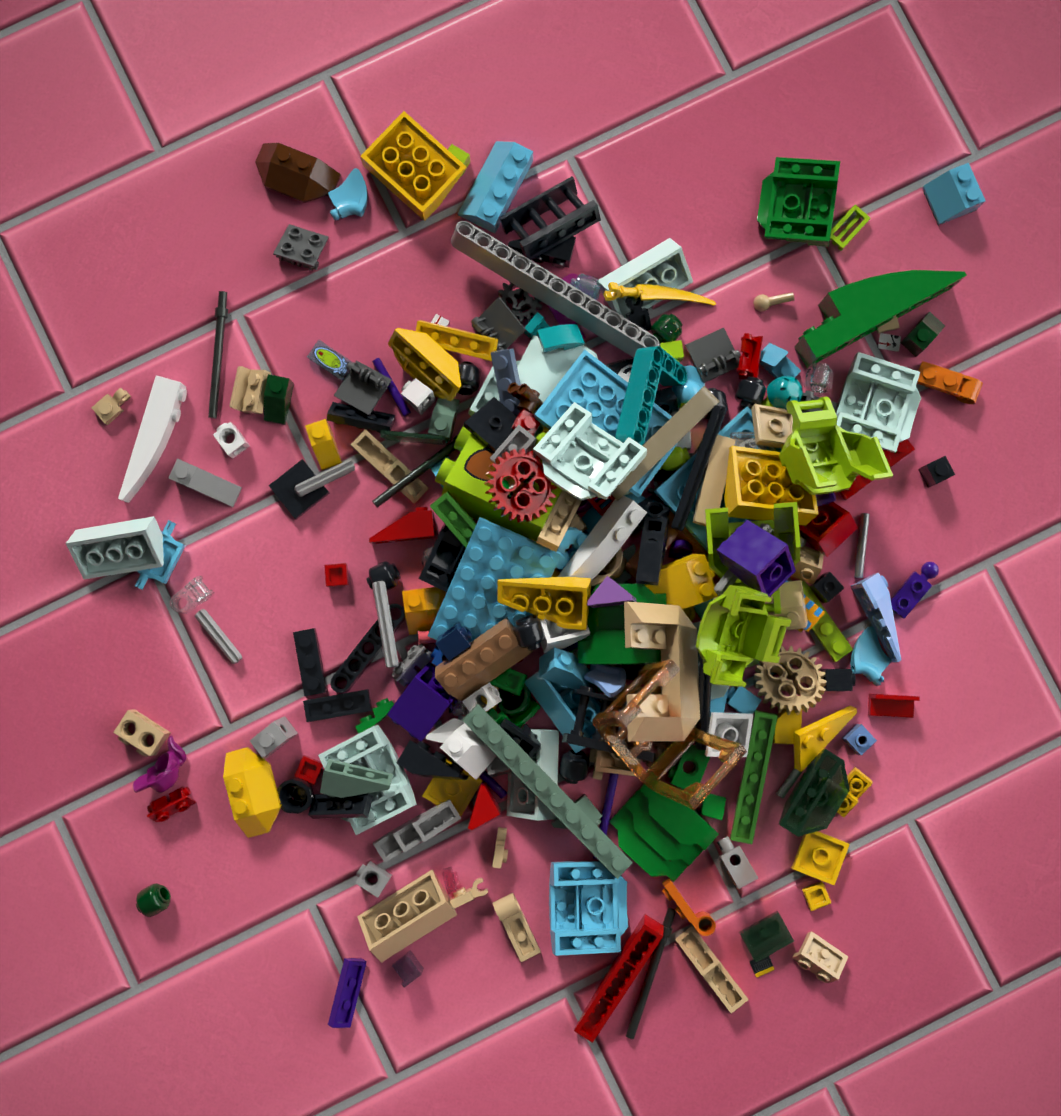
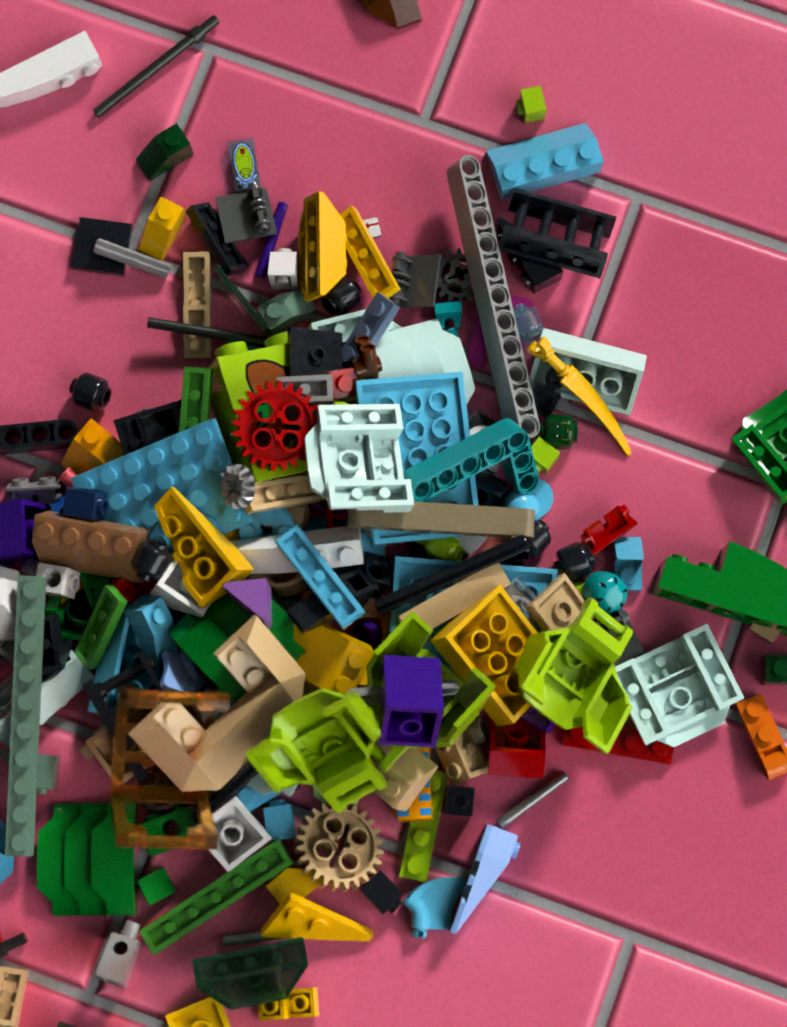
camera: 50 degrees right, 5 degrees down
(109, 407) = (23, 18): tan plate -> none
(205, 482) = (30, 160): light grey slope -> none
(239, 443) = (90, 157): white brick -> none
(249, 390) = (148, 120): tan bracket -> none
(301, 247) = (322, 46): dark grey hinge -> none
(336, 575) = (54, 349): red plate -> none
(349, 197) = (409, 45): medium azure arm -> none
(385, 624) = (46, 431): light grey axle -> none
(410, 527) = (156, 372): red slope -> none
(413, 165) = (488, 71): yellow slope -> none
(525, 668) = (124, 588): none -> red plate
(536, 699) = (100, 626): none -> bright green plate
(541, 536) = (245, 486): none -> light grey gear
(560, 336) = (452, 338): teal slope -> none
(574, 766) = (75, 723): black head -> none
(608, 803) = (69, 788): dark purple bar -> none
(634, 543) = (320, 576): none -> medium azure tile
(685, 911) = (35, 948): orange plate -> none
(713, 355) = (578, 496): dark grey hinge -> none
(763, 302) = (673, 496): tan bar -> none
(819, 379) = (649, 613): clear head -> none
(853, 735) = (353, 958): medium blue plate -> none
(889, 342) = (750, 647): white sticker -> none
(891, 705) = (407, 968): red panel -> none
(913, 589) = (536, 886): dark purple plate -> none
(936, 471) = (668, 803): black brick -> none

